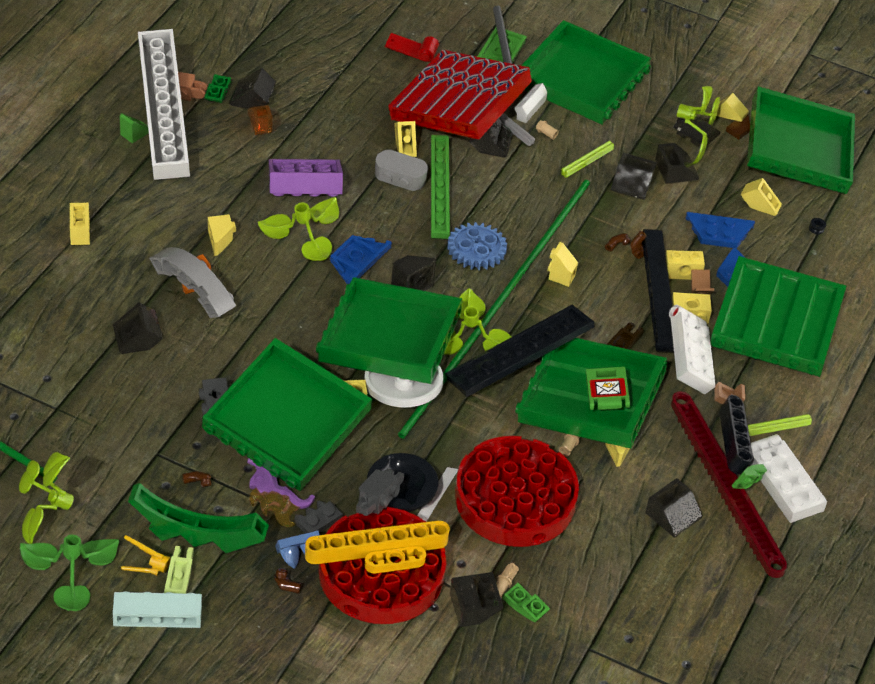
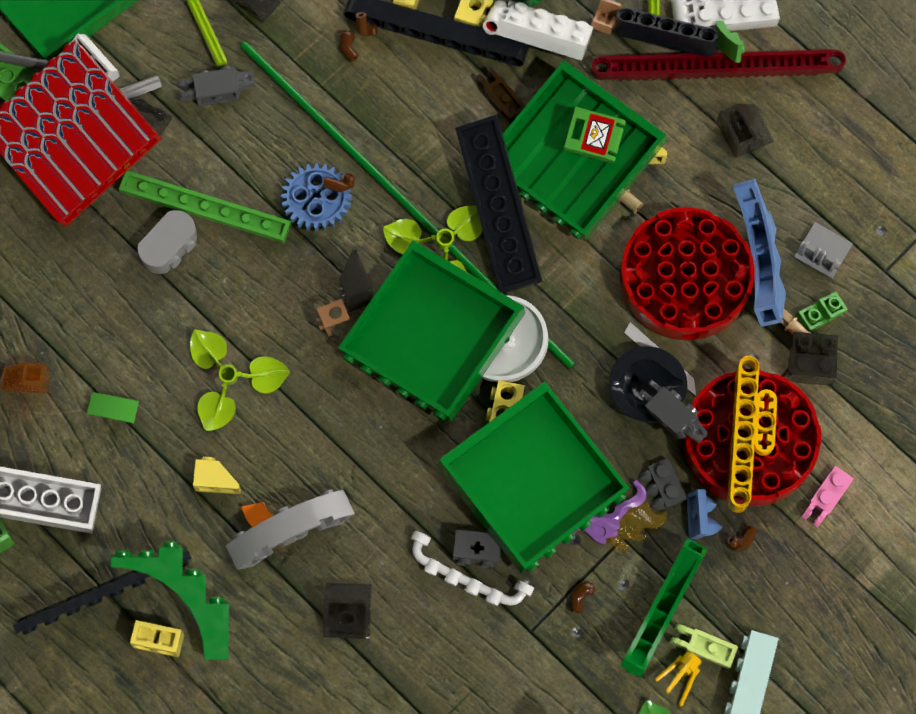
camera: 70 degrees left, 25 degrees up
(107, 185) = (90, 596): none -> black plate
(121, 223) = (167, 566): none -> green arch
(187, 392) = (472, 585): none -> white bar
(255, 168) = (112, 407): none -> bright green slope
(305, 177) = (143, 353): medium lavender slope -> none
(350, 639) = (828, 494): none -> bright pink hinge
(357, 256) = (295, 333): blue wing -> none
(373, 267) = (326, 321): none -> medium nougat bracket
(406, 138) = (114, 220): light yellow slope -> none
(494, 254) = (341, 185): none -> reddish brown arm
(542, 171) = (215, 86): none -> dark grey hinge
(546, 129) = (144, 56): tan pin -> none
(556, 542) = (761, 233): none -> medium blue arch
(563, 265) = (379, 117): light yellow slope -> none
(586, 593) = (823, 250): none -> light grey hinge

